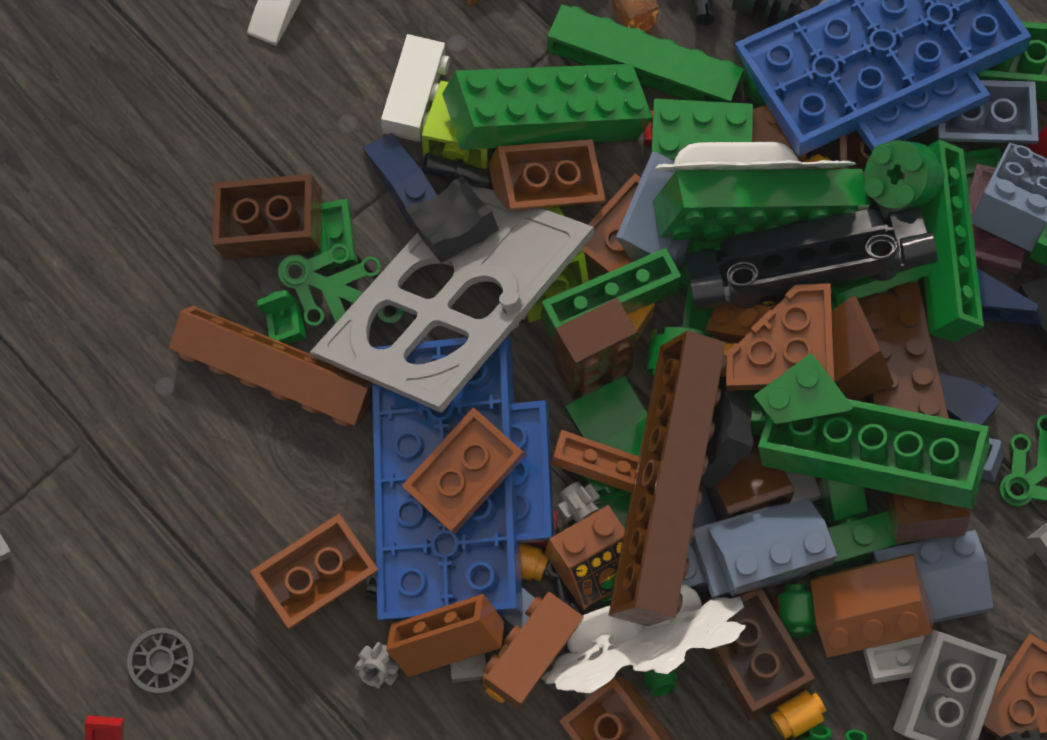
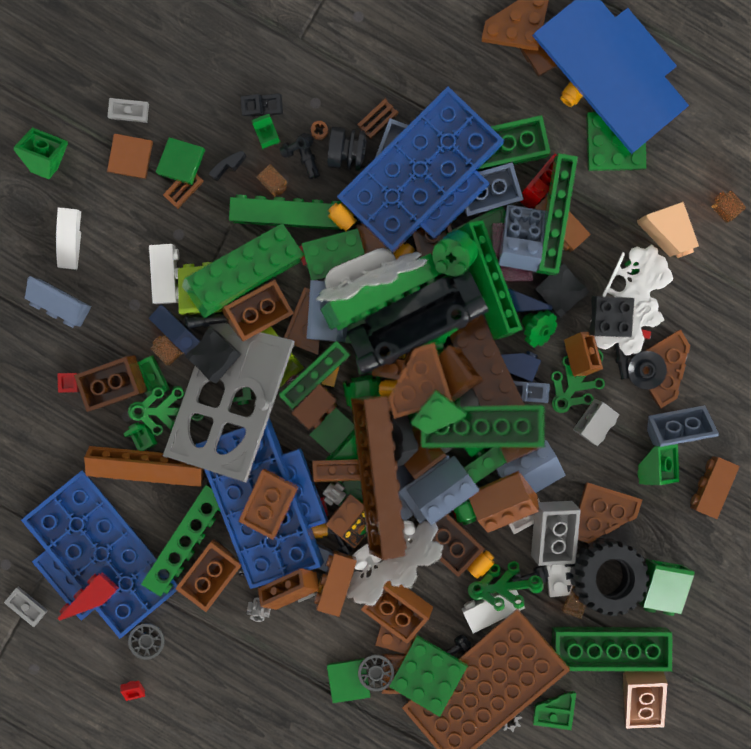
camera: 15 degrees left, 20 degrees up
(103, 540) = (94, 595): none -> red slope
(134, 493) = (90, 537): none -> blue slope
(195, 202) = (67, 382): none -> red plate
(228, 72) = (56, 302): none -> sand blue slope
(271, 506) = (153, 580): none -> green brick
(375, 200) = (166, 350): none -> clear orange brick
(488, 299) = (247, 395): none -> green bracket
(732, 78) = (341, 216): none -> light orange brick
(1013, 350) = (539, 327): none -> green plant

